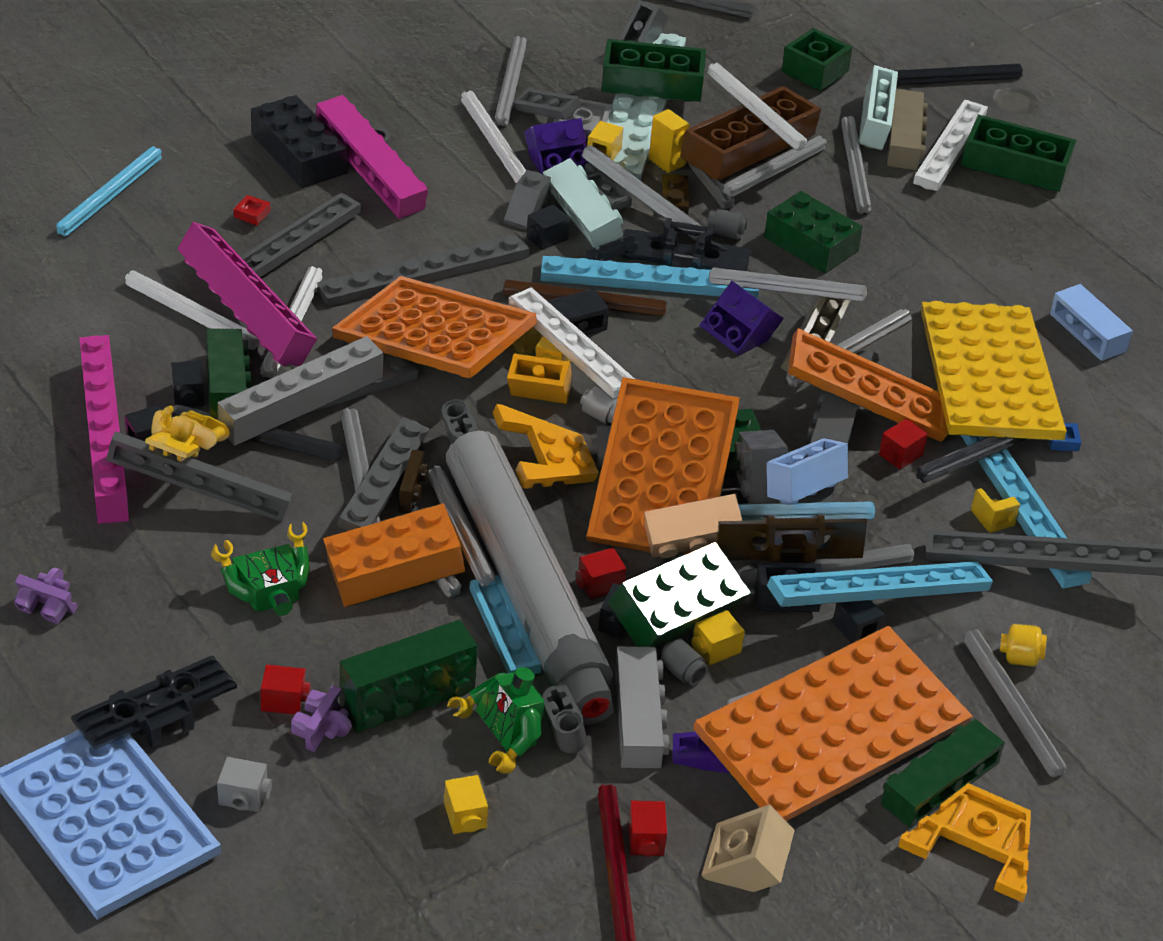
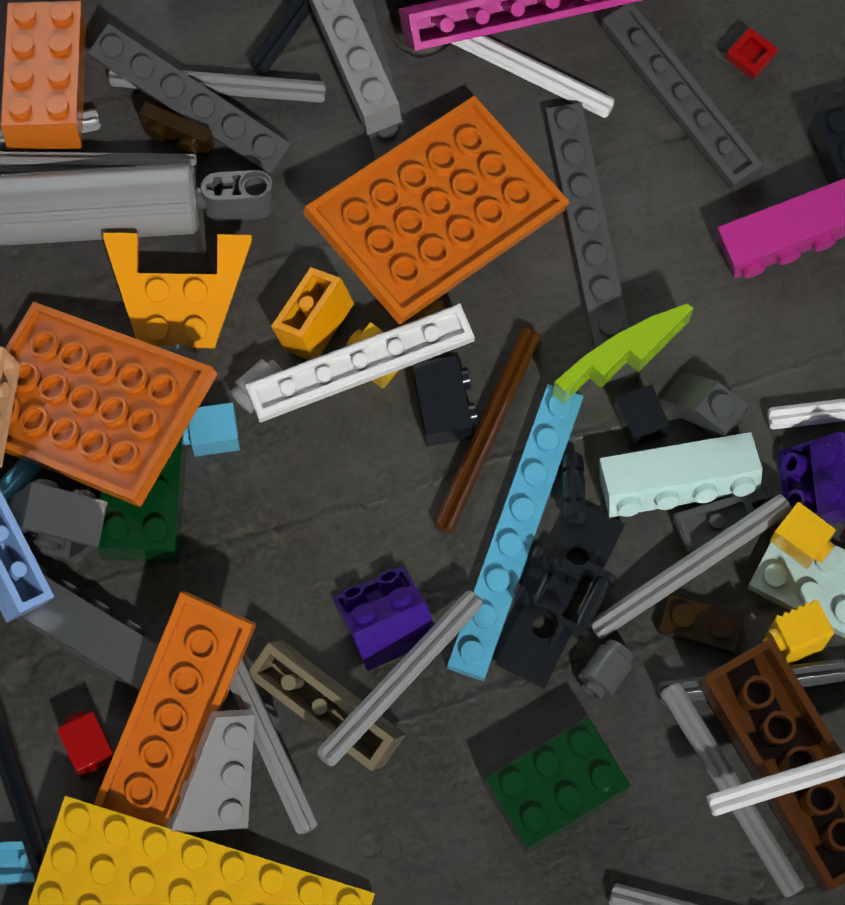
camera: 110 degrees right, 30 degrees up
(507, 225) = (632, 346): none -> lime slope
(890, 357) = (221, 776): none -> light grey wing

